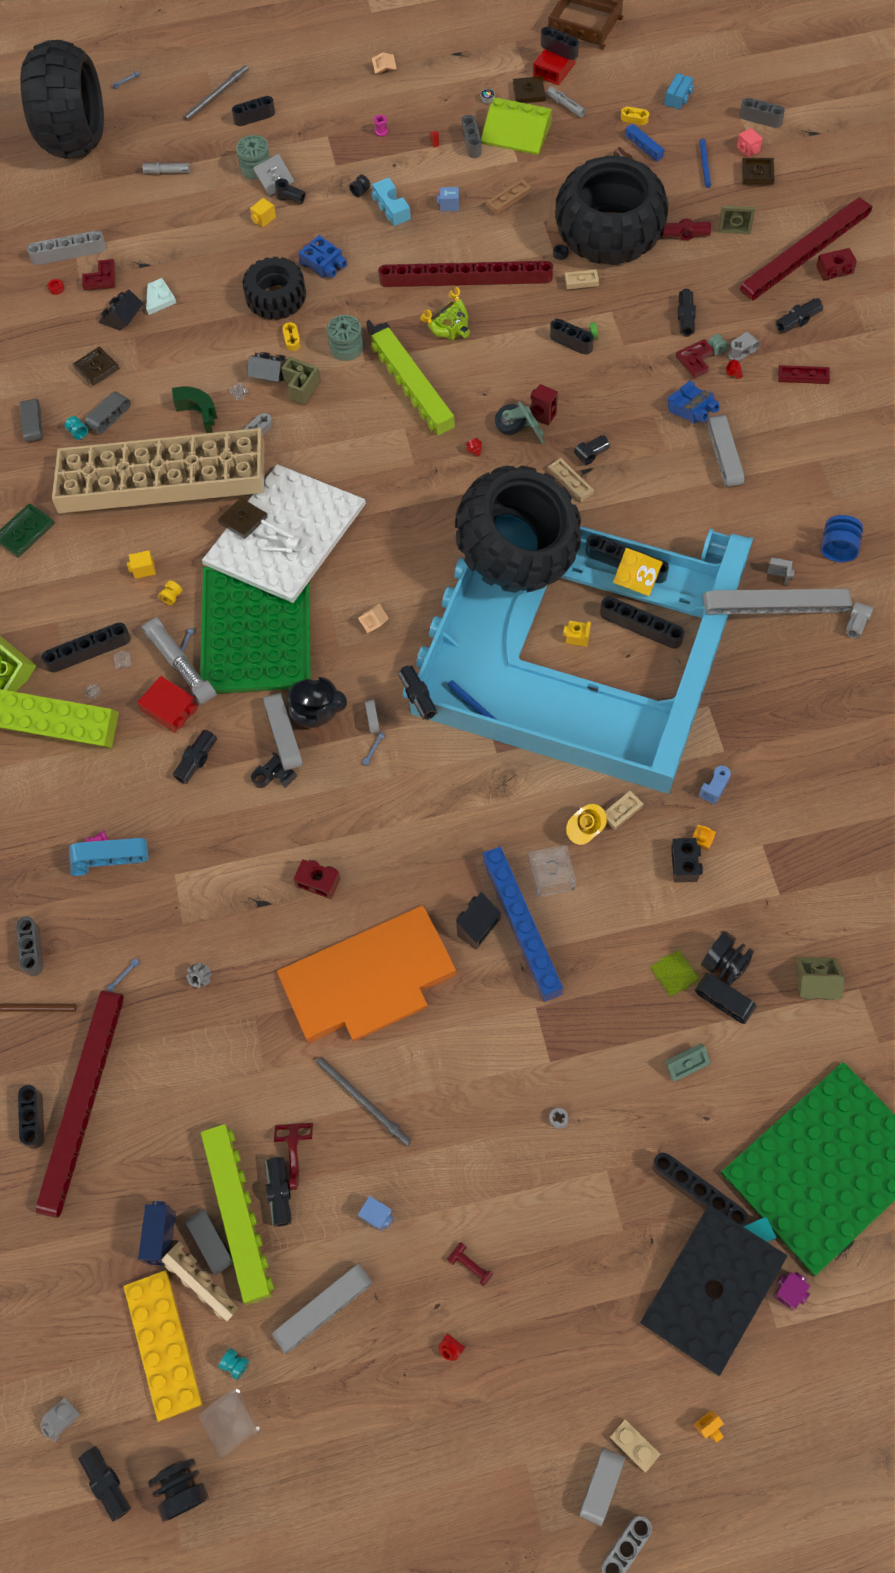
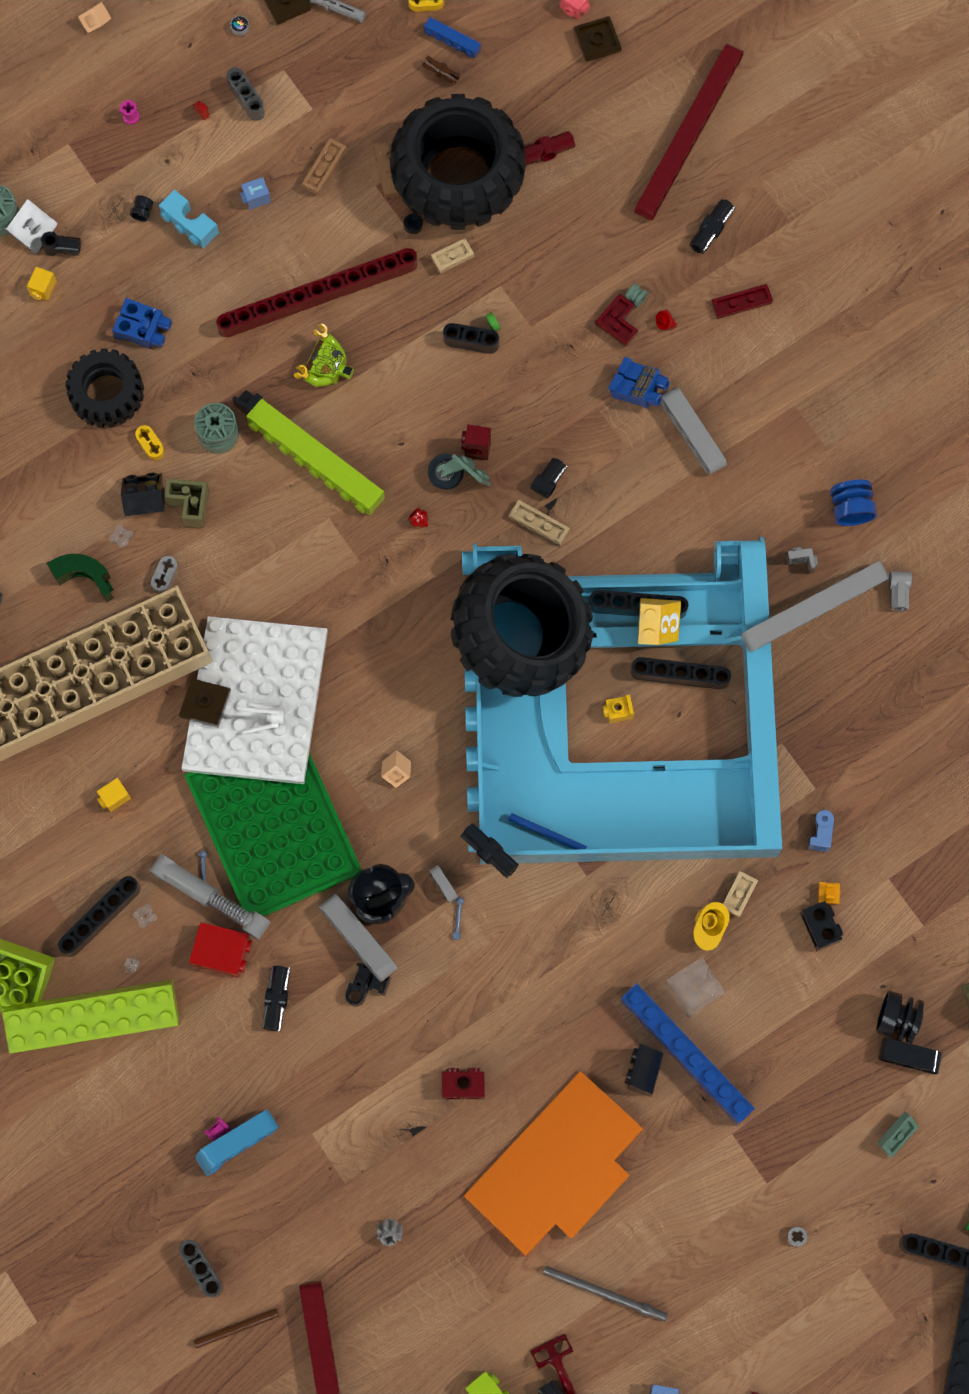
camera: 25 degrees left, 10 degrees up
(134, 963) = (303, 1277): sand blue hinge -> none
(170, 592) = (161, 818): yellow wheel -> none
(516, 126) = (293, 63): lime slope -> none
(674, 973) = (852, 1047): clear neon green piece -> none
(686, 312) = (586, 263): black piece -> none
(705, 165) = (532, 44): blue bar -> none
(736, 219) = (597, 117): olive slope -> none
(743, 346) = (665, 287): light grey piece -> none
(836, 264) = (734, 134): dark red brick -> none

